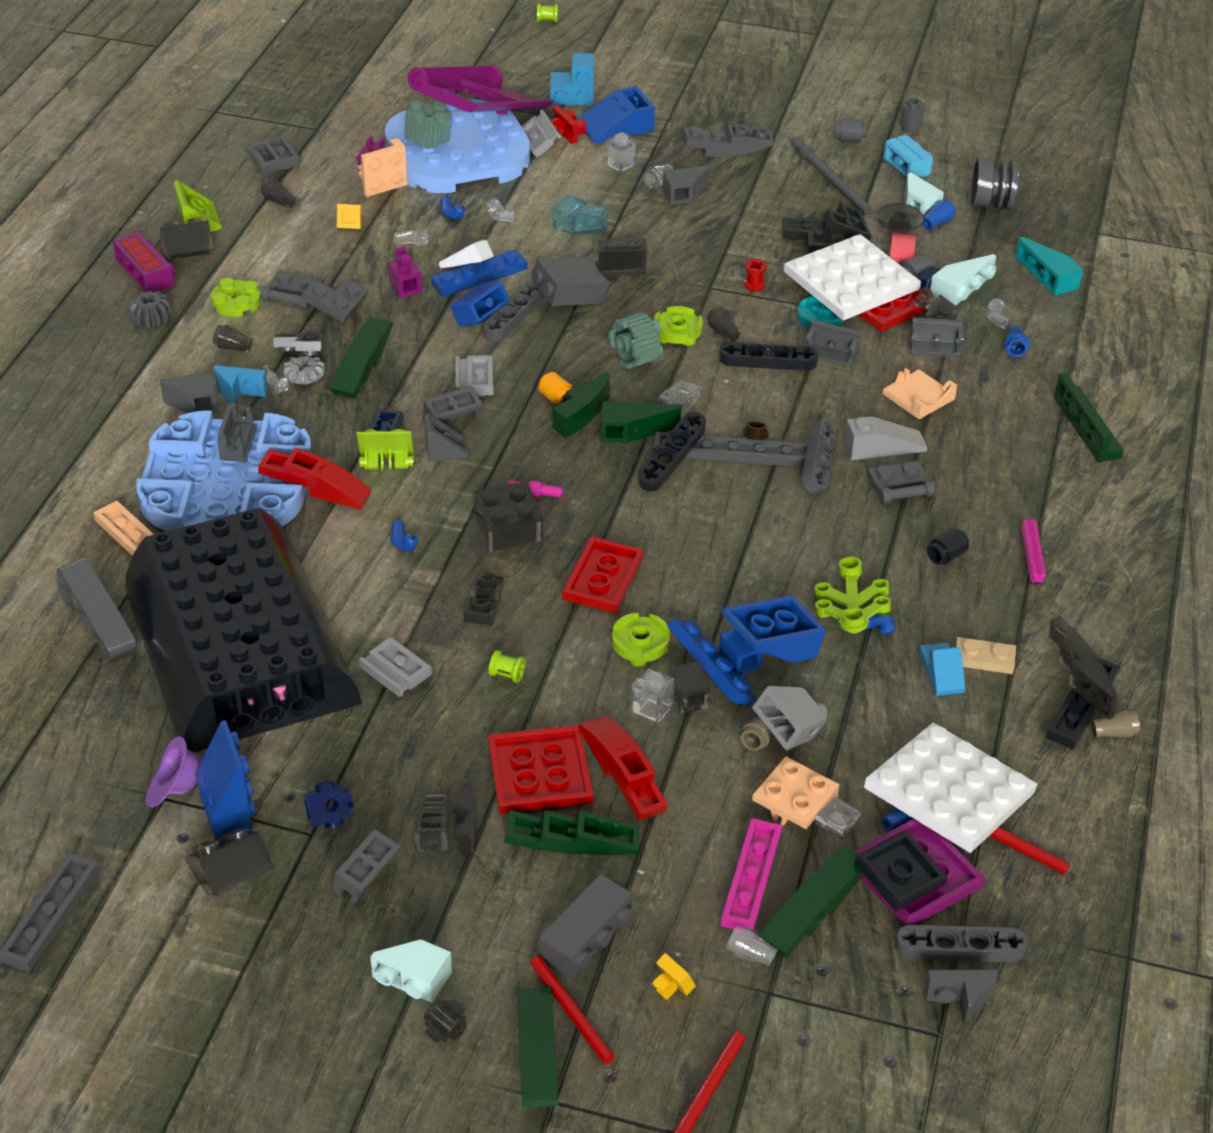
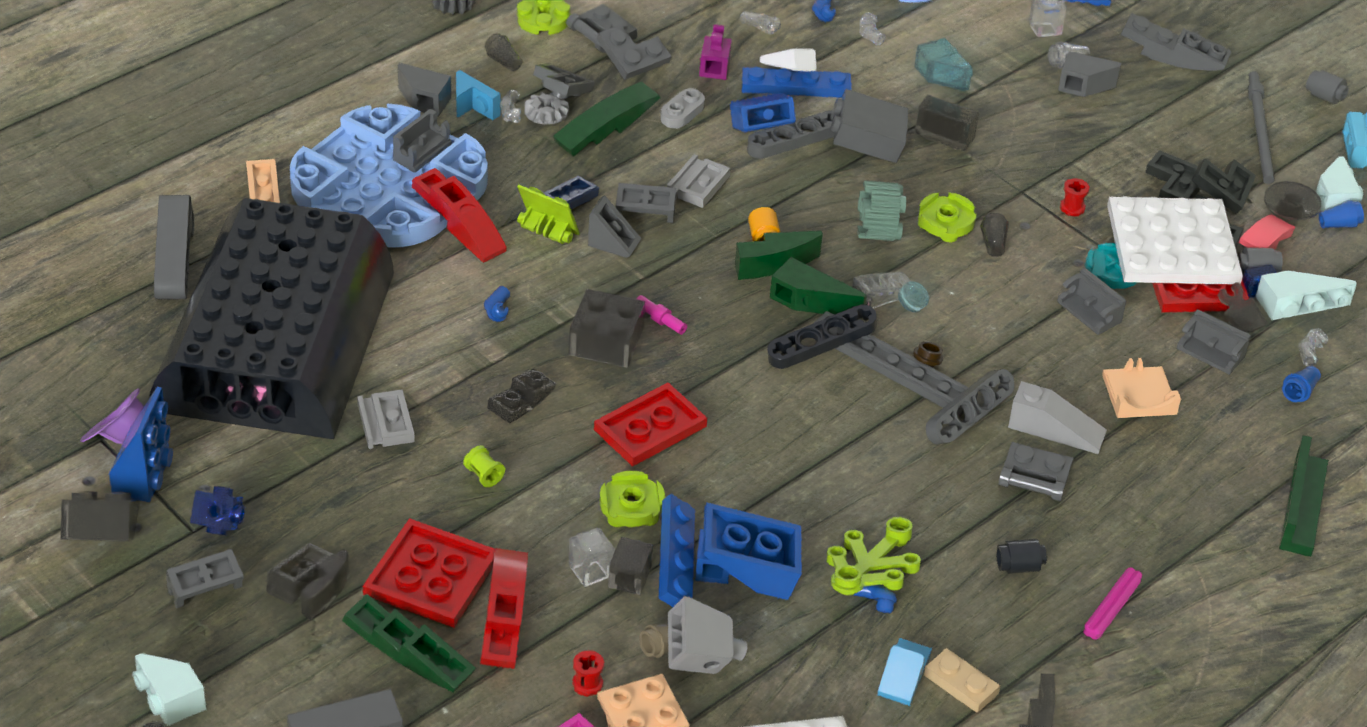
camera: 30 degrees right, 0 degrees up
(410, 326) = (682, 108): none -> light grey plate
(707, 394) = (913, 296): none -> clear light blue tile
(735, 781) = (592, 678): none -> red bush
(796, 356) = (985, 270): black beam -> none

